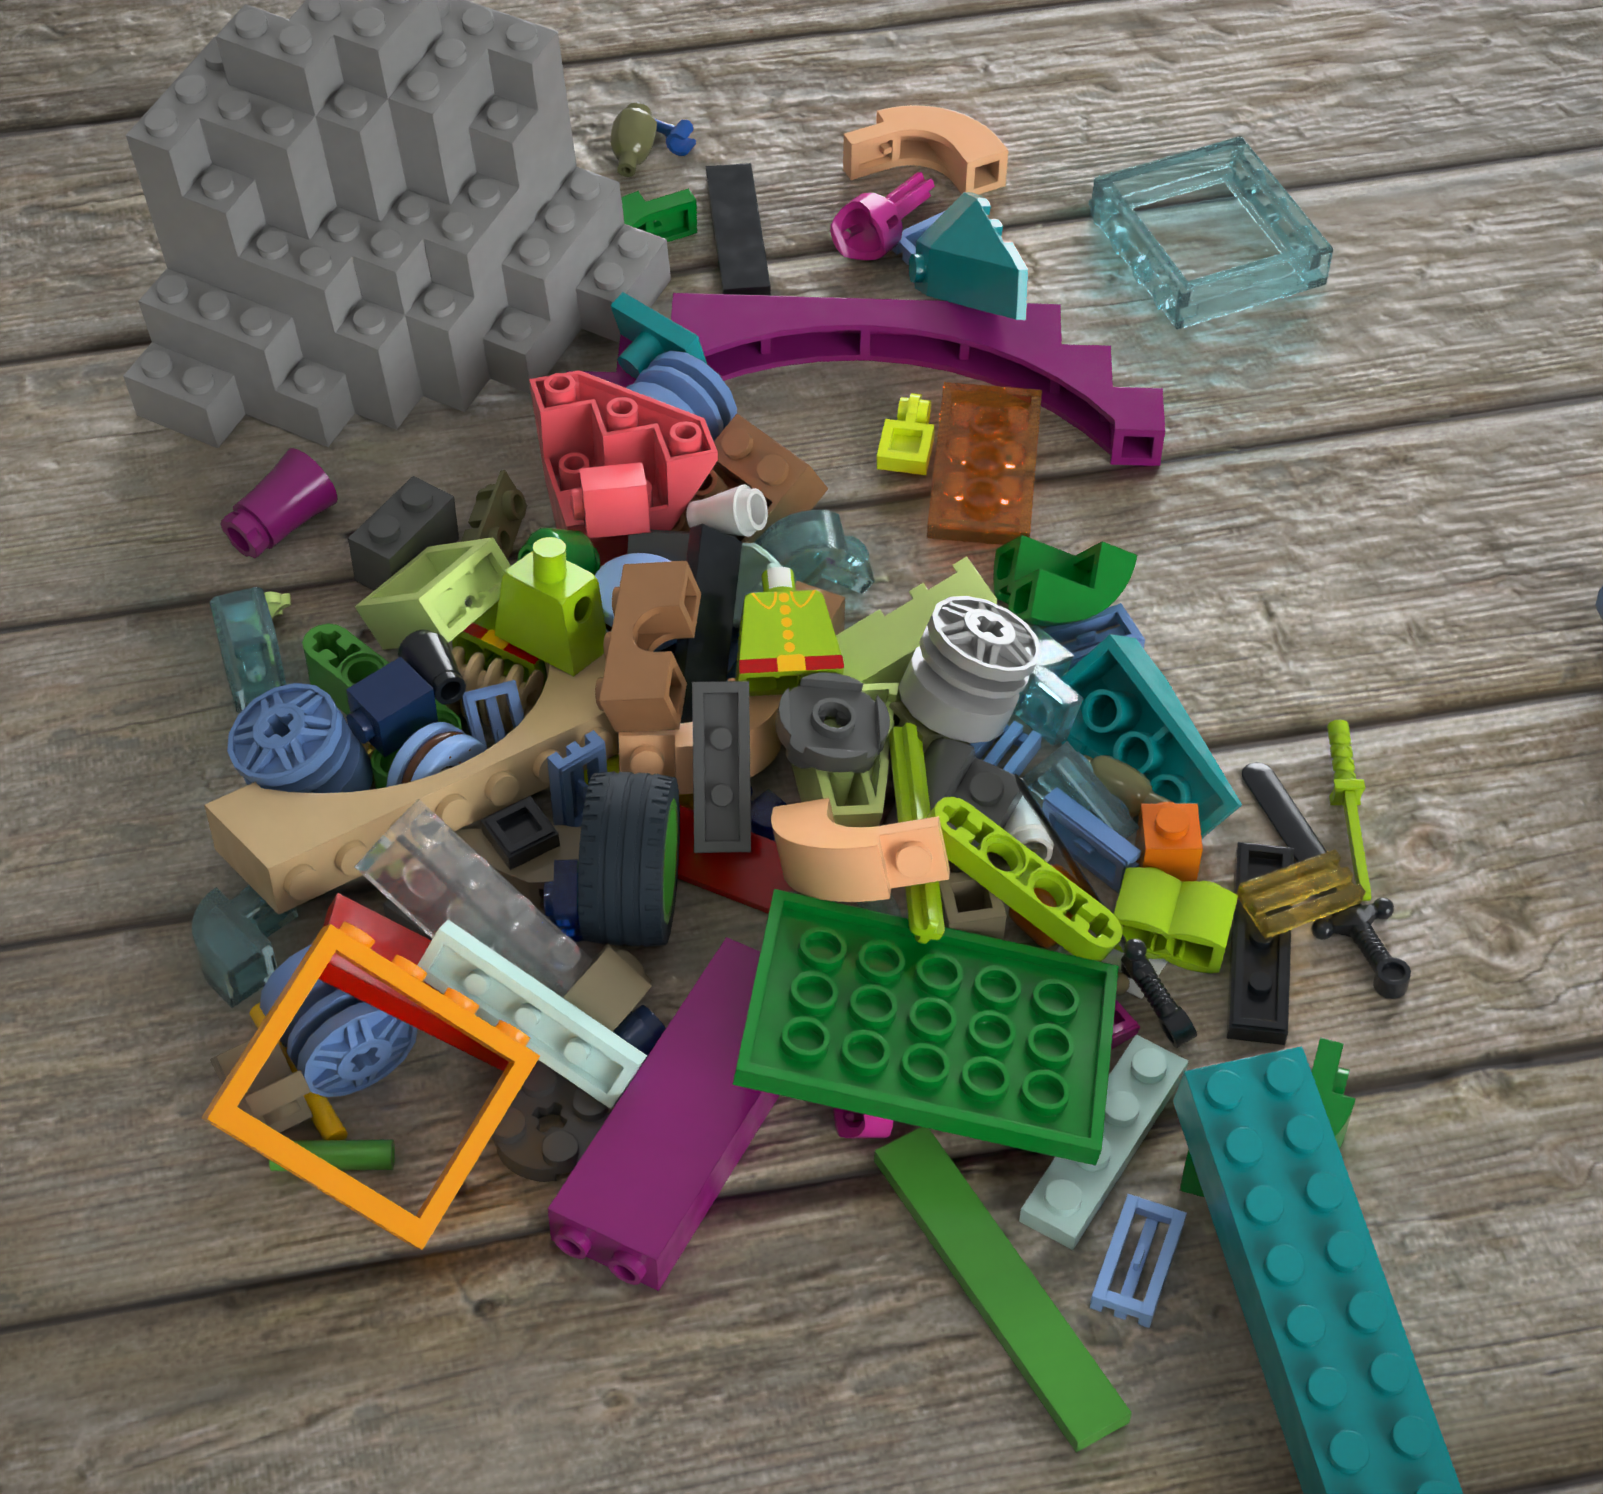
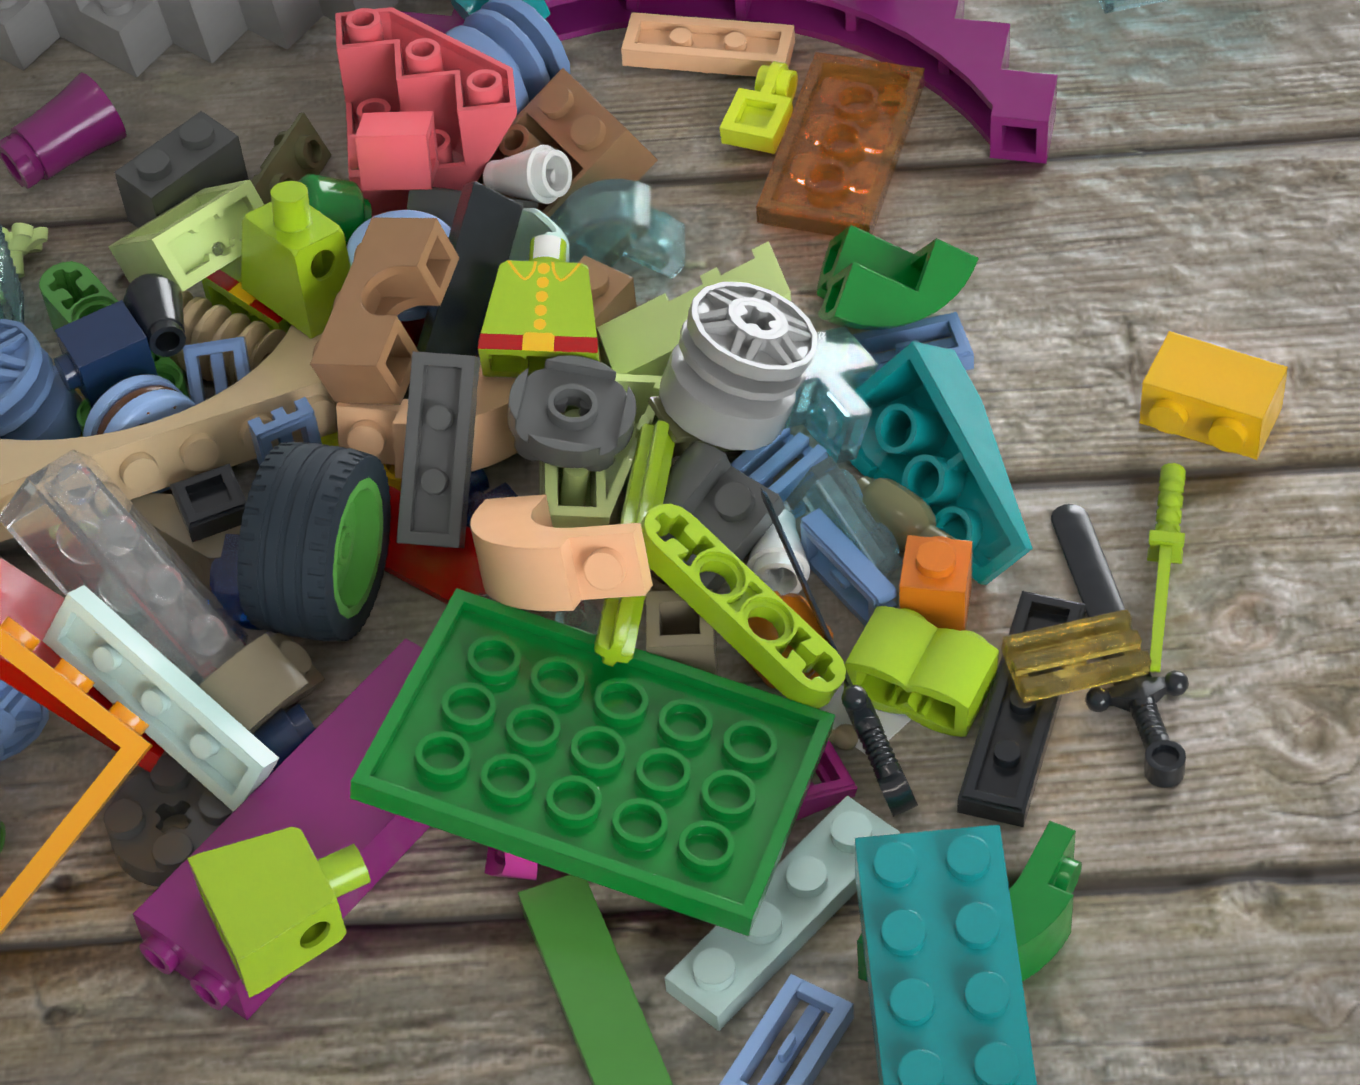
camera: 15 degrees right, 0 degrees up
(680, 1183) = (276, 901): none -> lime torso
(843, 381) = (705, 44): none -> light nougat plate
(1357, 657) = (1212, 395): none -> yellow brick

